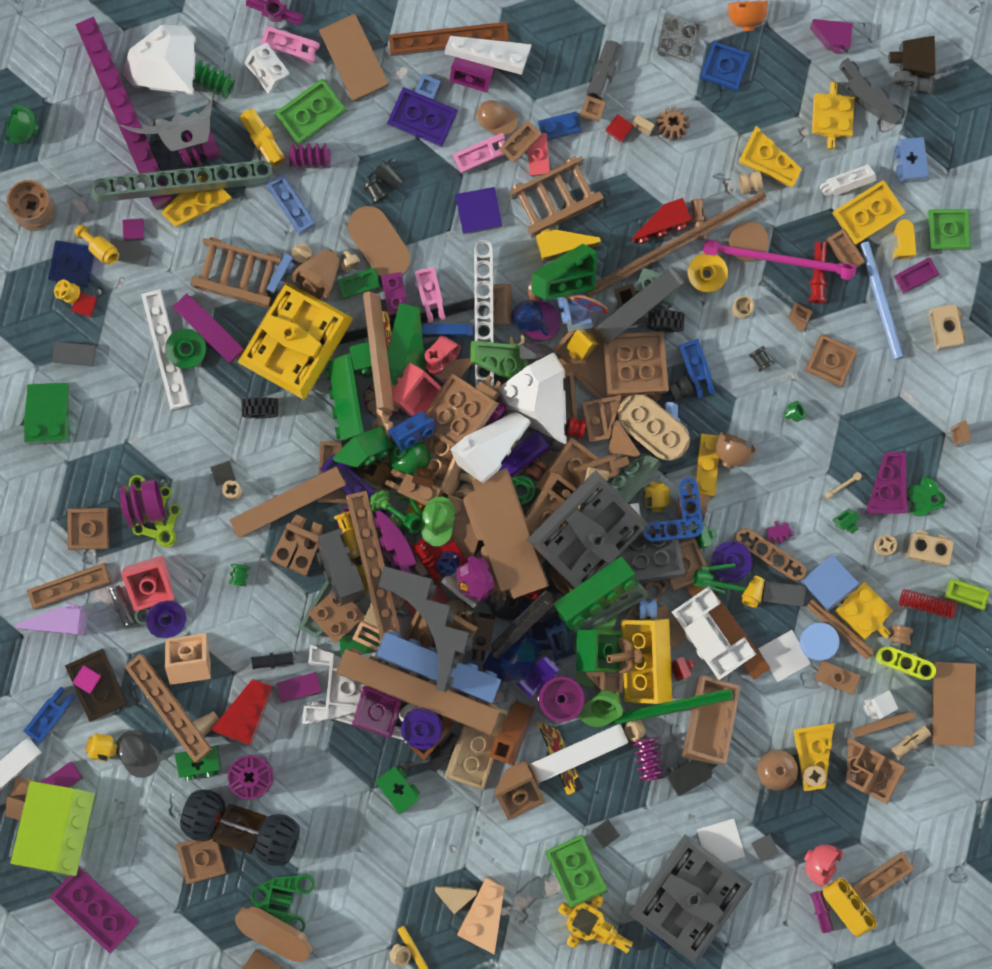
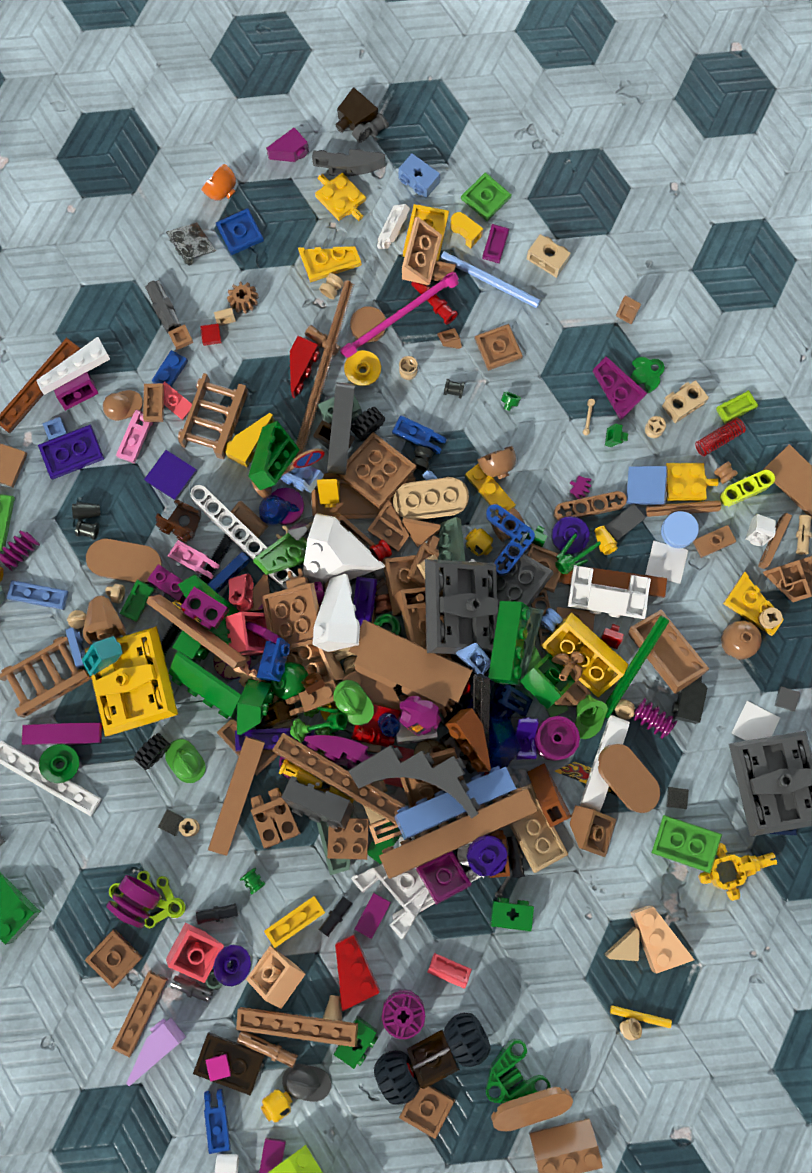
camera: 45 degrees left, 5 degrees down
(133, 703) = (276, 1052): none -> medium nougat pin
(191, 572) = (216, 913): none -> black pin
(239, 634) = (294, 921): none -> yellow plate
(276, 439) = (185, 761): none -> bright green piece
(292, 301) = (101, 655): none -> teal slope
(313, 781) = (449, 970): none -> coral plate
(405, 340) = (207, 605): none -> magenta brick
(425, 401) = (261, 632): none -> magenta tile
(442, 250) = (173, 526): none -> reddish brown piece
(498, 630) = (470, 736): none -> dark orange slope
(559, 579) = (475, 658): none -> light blue slope
(583, 781) = (628, 778): none -> medium nougat tile
(846, 227) = (421, 253): none -> light nougat slope

